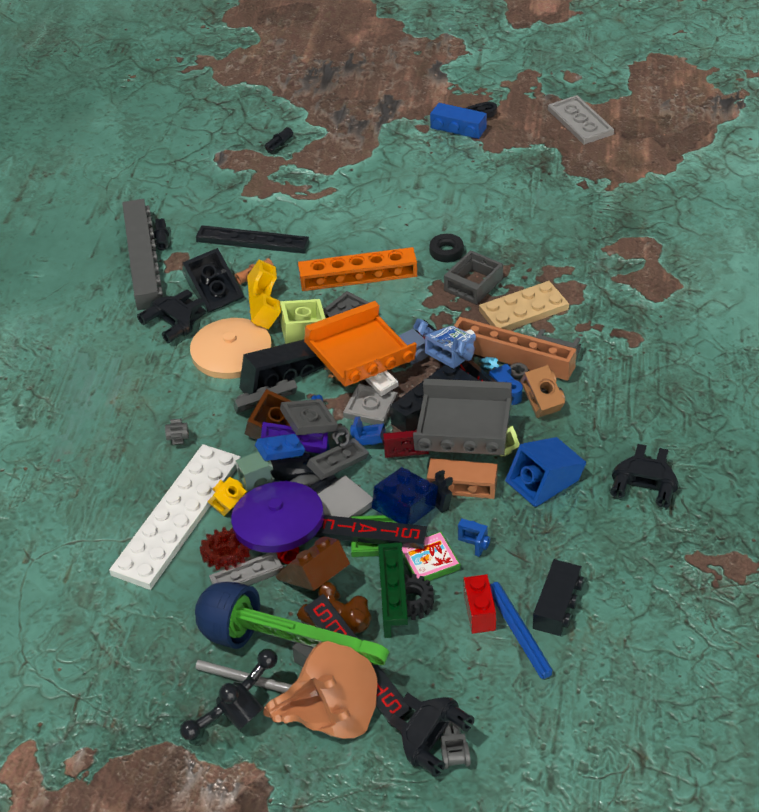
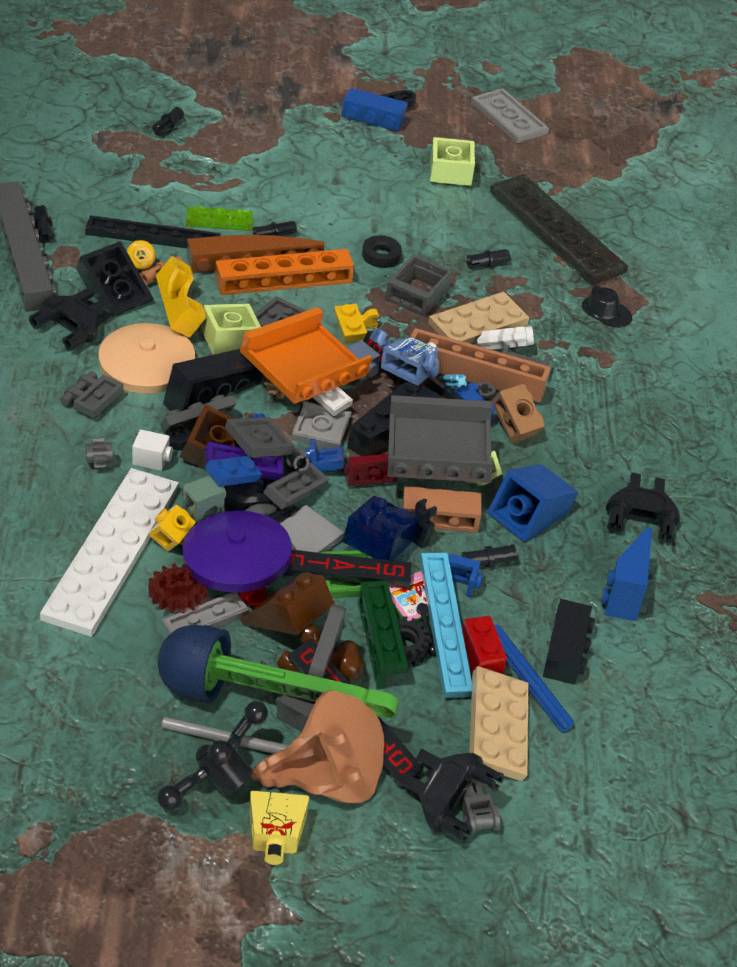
camera: 15 degrees left, 0 degrees up
(180, 380) = (97, 395): none -> dark grey plate
(221, 428) = (151, 450): none -> white brick
(243, 261) = (149, 256): none -> yellow head
(243, 416) = (178, 437): none -> black tile
(278, 754) = (277, 823): none -> light yellow torso
(293, 252) = (205, 251): none -> dark orange slope
(310, 223) = (219, 218): none -> clear neon green plate
(341, 591) = (328, 641): none -> dark grey beam
(355, 232) = (278, 229): none -> black axle
(410, 311) = (352, 323): none -> yellow plate
(431, 567) = (422, 609): none -> black hinge
(449, 582) = (446, 625): none -> medium azure plate
(484, 670) = (500, 722): none -> tan plate
(500, 519) = (490, 555): none -> black pin
(519, 164) = (452, 161): none -> yellowish green brick
(540, 251) = (488, 258): none -> black axle
(550, 322) = (512, 336): none -> white rock
(609, 222) = (559, 229): none -> clear smoke plate
(618, 541) = (628, 580): none -> blue slope
(642, 293) = (605, 306): none -> black piece

